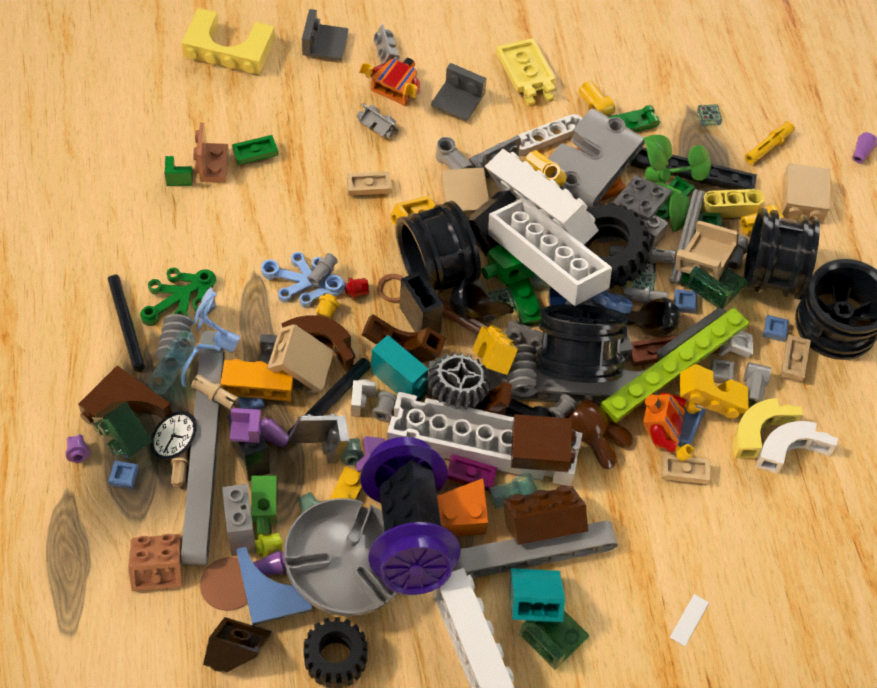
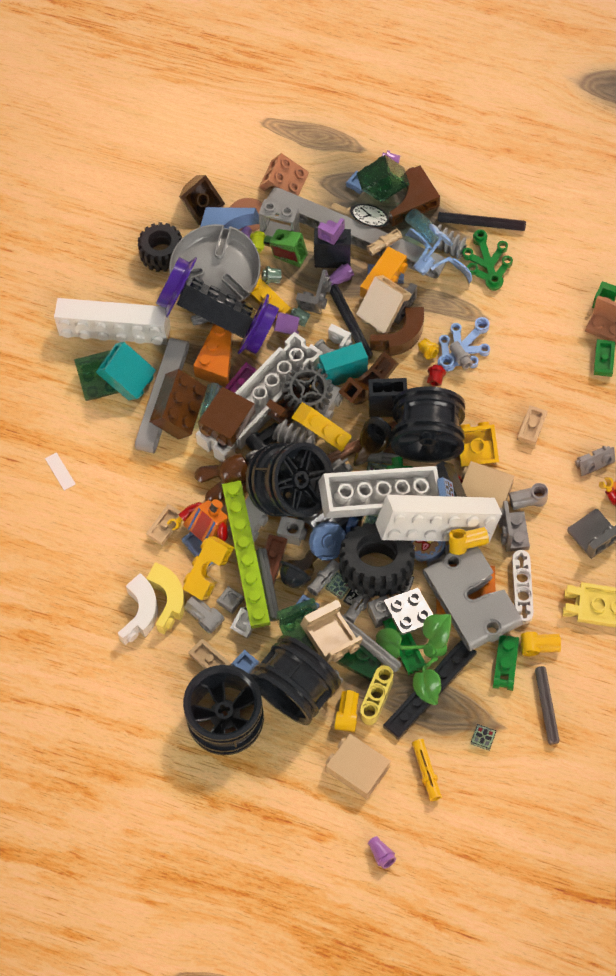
camera: 125 degrees right, 5 degrees up
(508, 199) = (445, 487): none -> medium blue tile
(647, 79) = (547, 705): none -> dark grey axle

